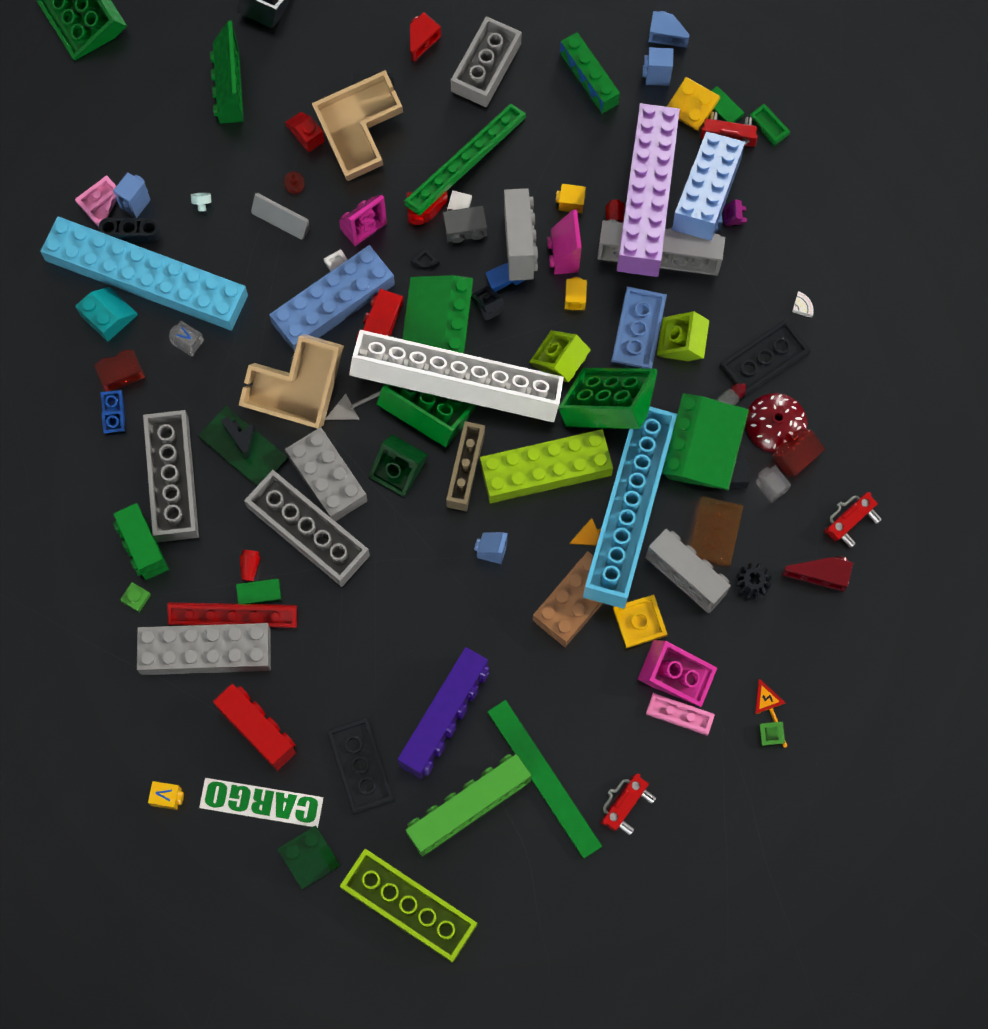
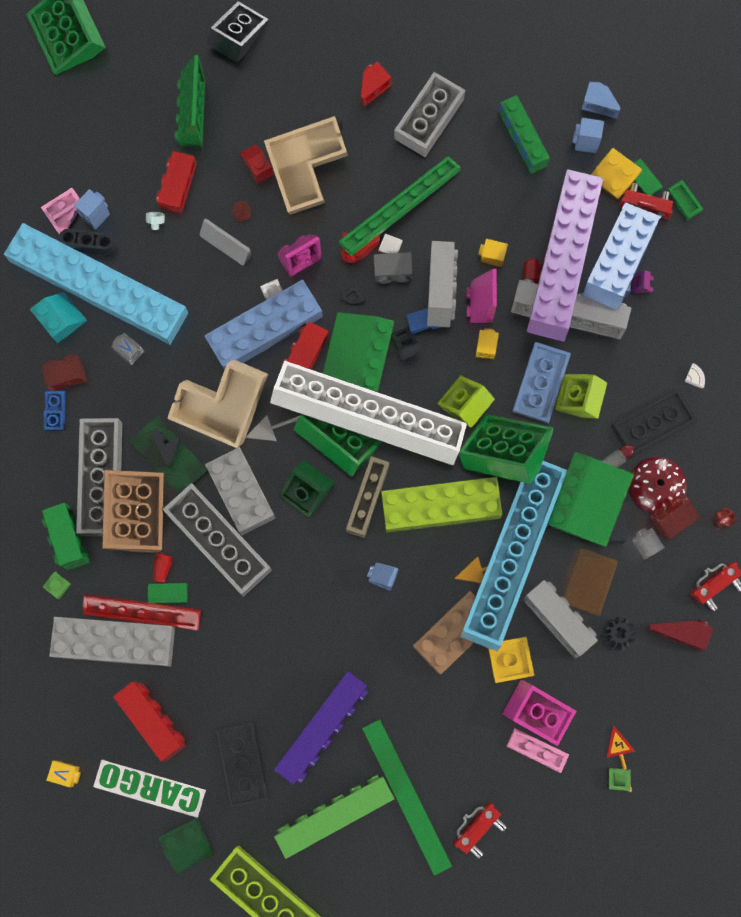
camera: 10 degrees right, 5 degrees up
(212, 506) = (133, 511): none -> medium nougat slope
(219, 158) = (176, 182): none -> red brick
(852, 447) = (726, 517): none -> clear red tile

